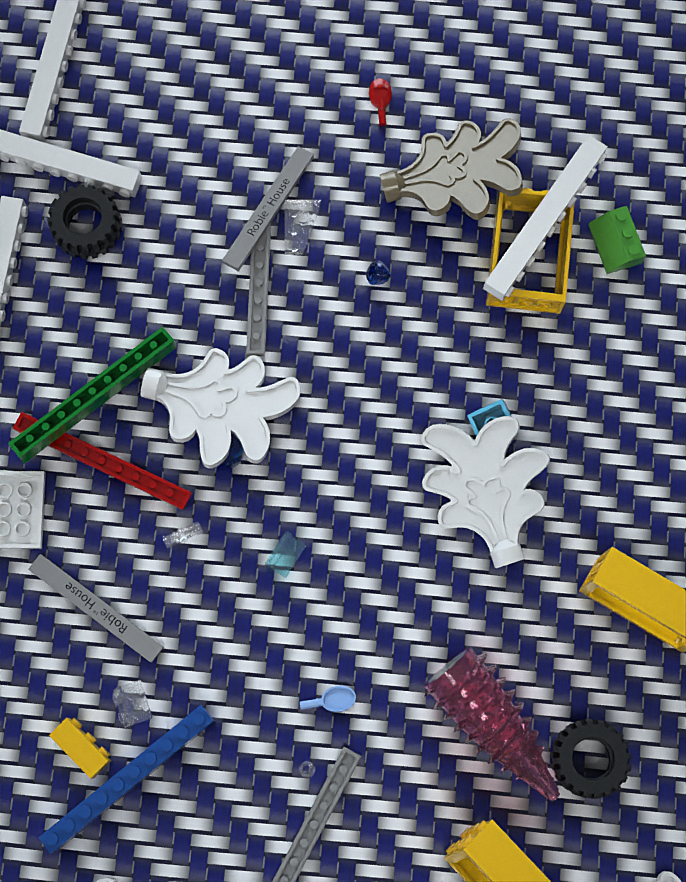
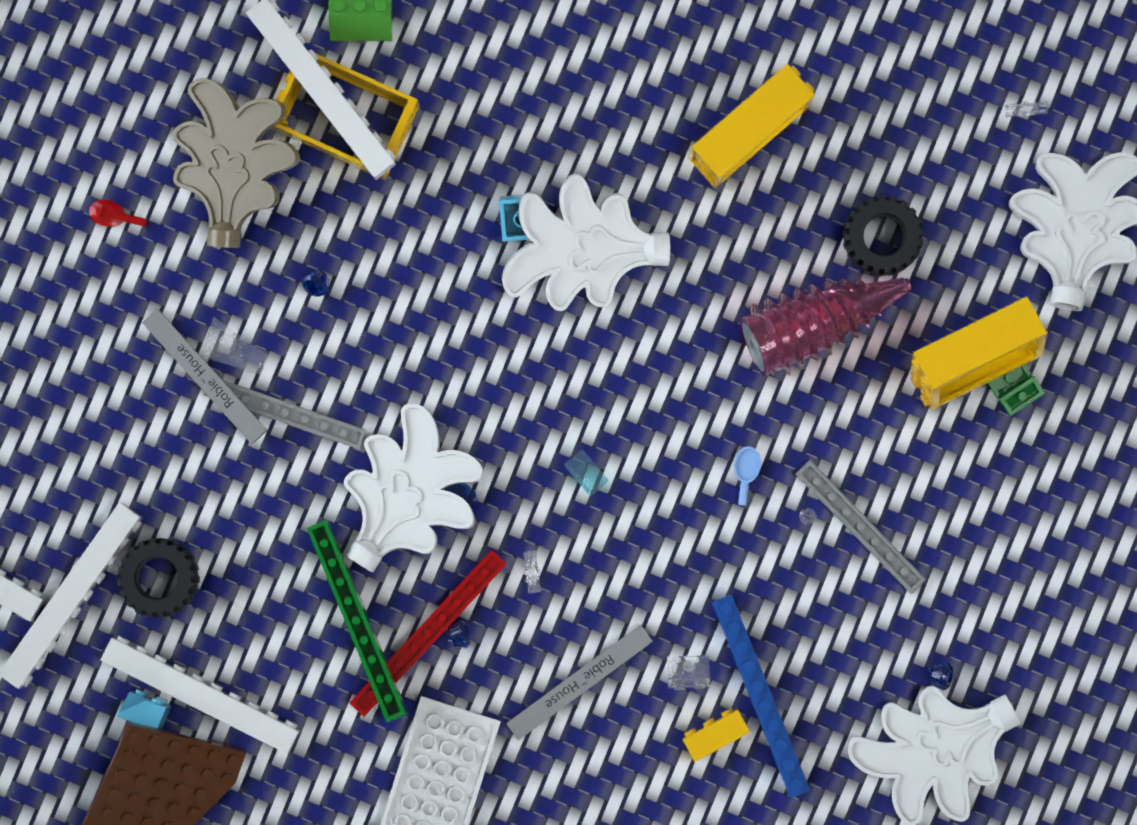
camera: 75 degrees left, 10 degrees up
(107, 487) = (459, 635): none -> clear blue cone

